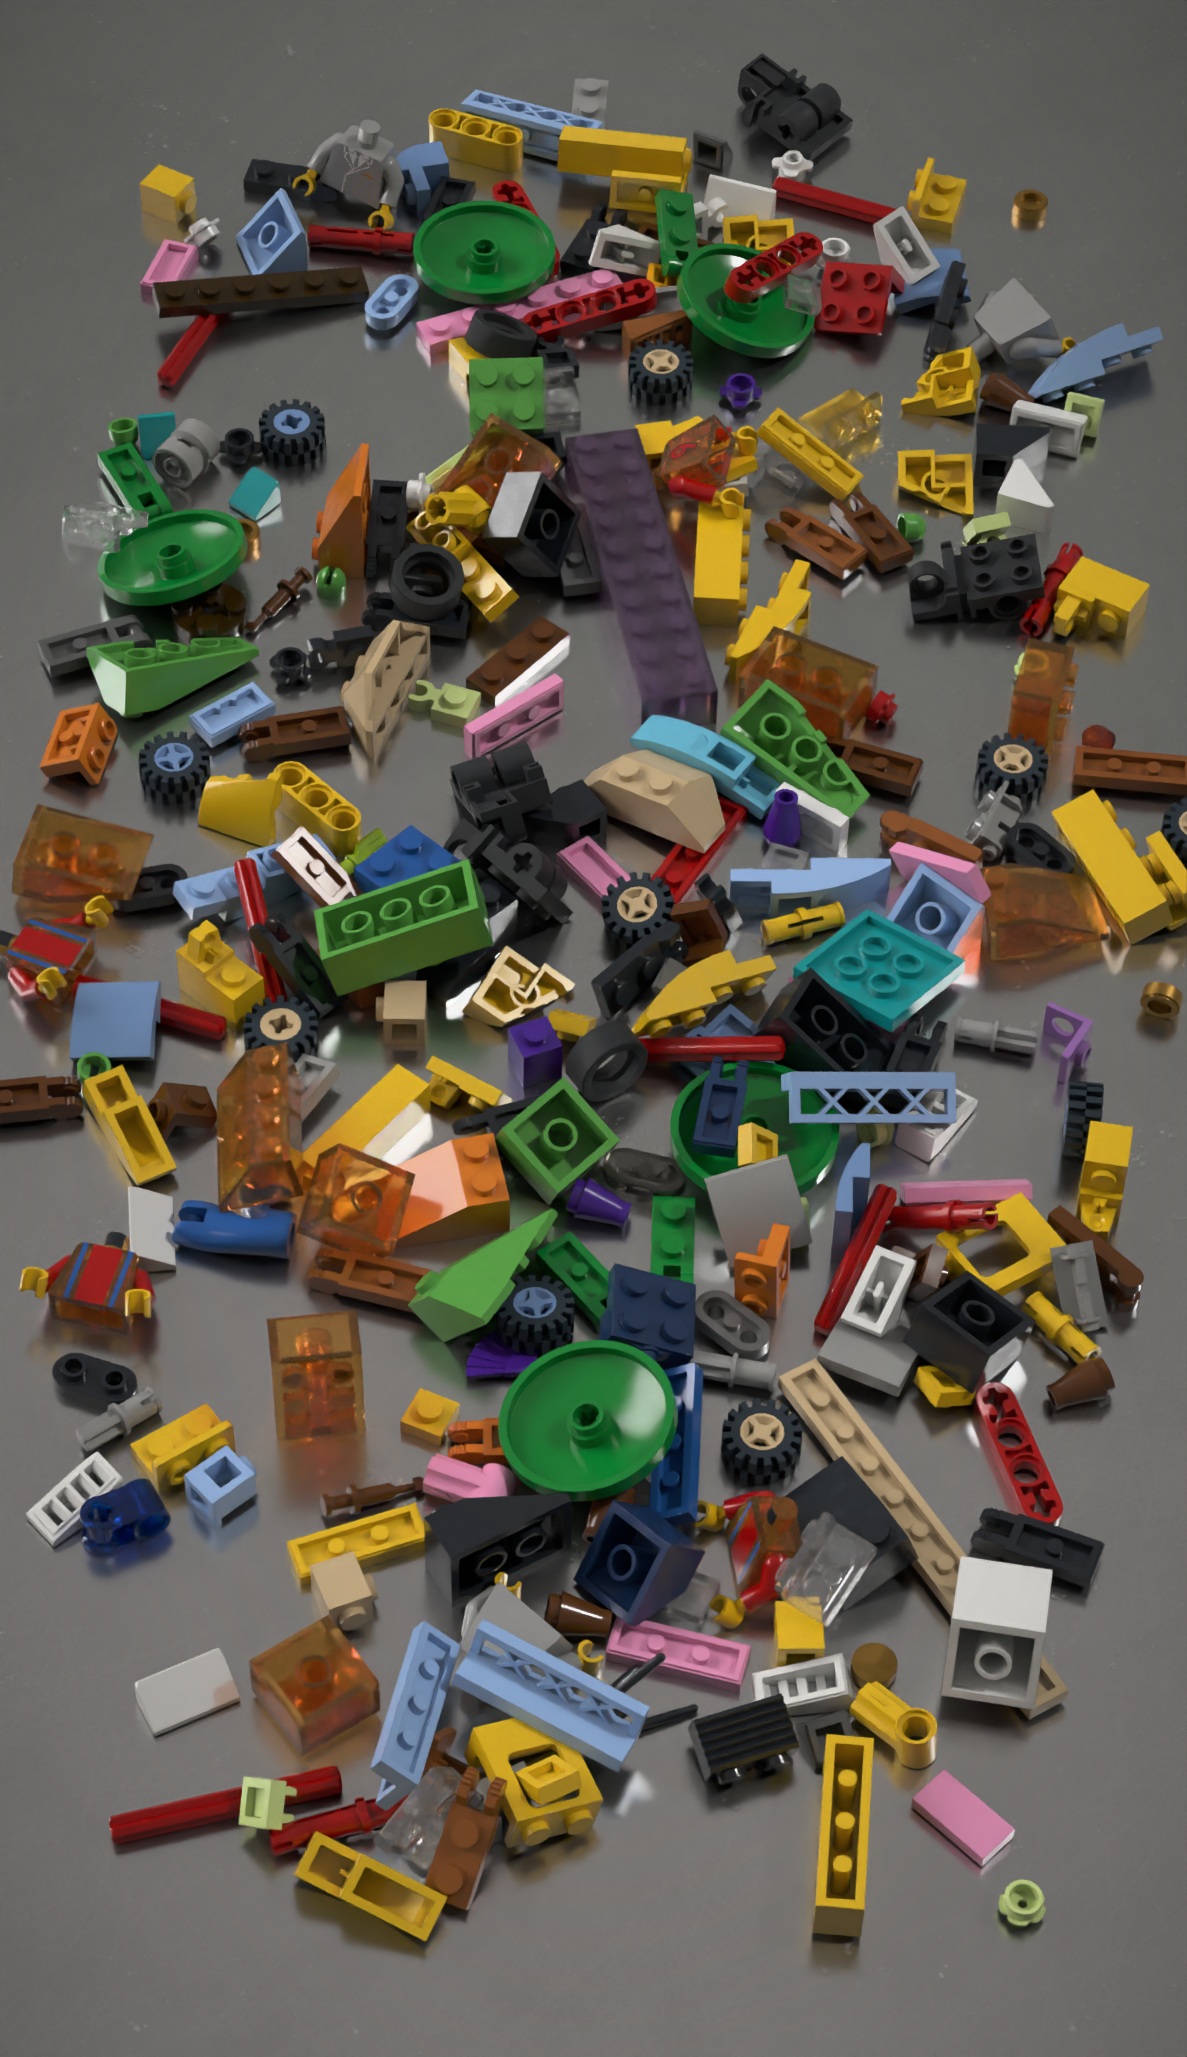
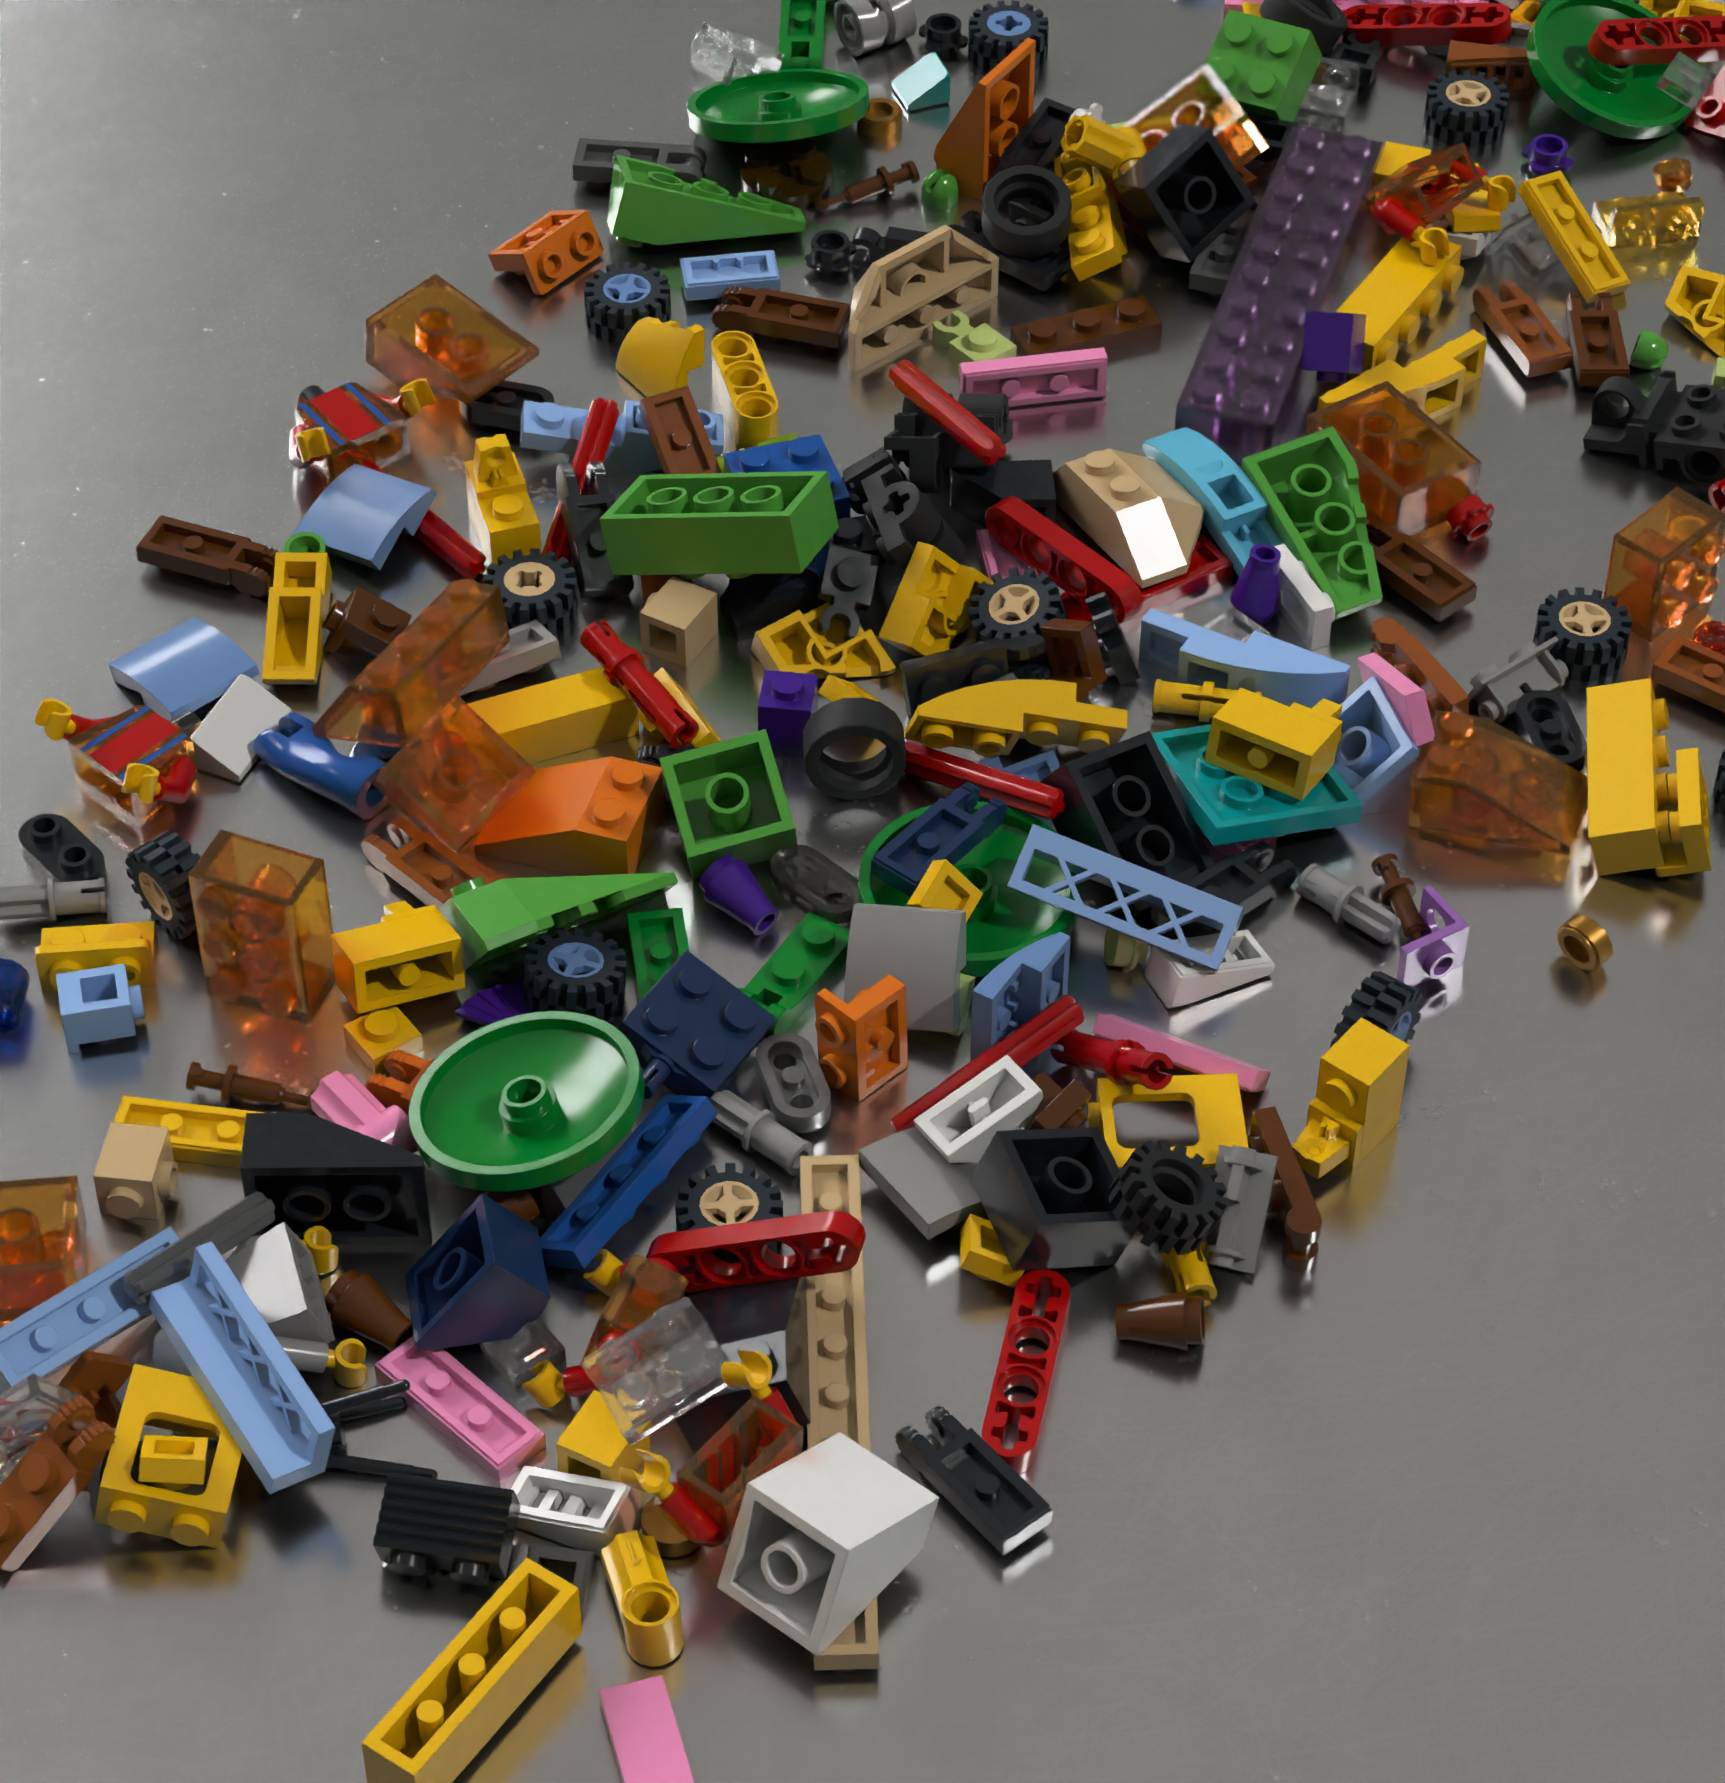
camera: 30 degrees right, 5 degrees down
(73, 1199) = (183, 668): none -> medium blue slope
(211, 1370) = (162, 880): none -> black wheel
(408, 1353) = (399, 959): none -> yellow hinge
(417, 1069) = (625, 668): none -> red pin
(454, 1626) = (176, 1260): none -> dark grey axle
(505, 774) = (947, 412): none -> red axle
(513, 937) = (847, 584): none -> black plate
(575, 926) = (931, 602): none -> yellow slope
(587, 842) = (1027, 534): none -> red beam
(714, 609) = (1333, 344): none -> dark purple brick
(838, 376) = (1673, 175): none -> clear orange hinge
(853, 1435) = (832, 1235): none -> red beam
(888, 939) = (1275, 742): none -> yellow hinge
(921, 1607) = (714, 1480): none -> torso
(1022, 1015) = (1398, 894): none -> reddish brown piece
(1045, 1300) = (1168, 1197): none -> black tyre

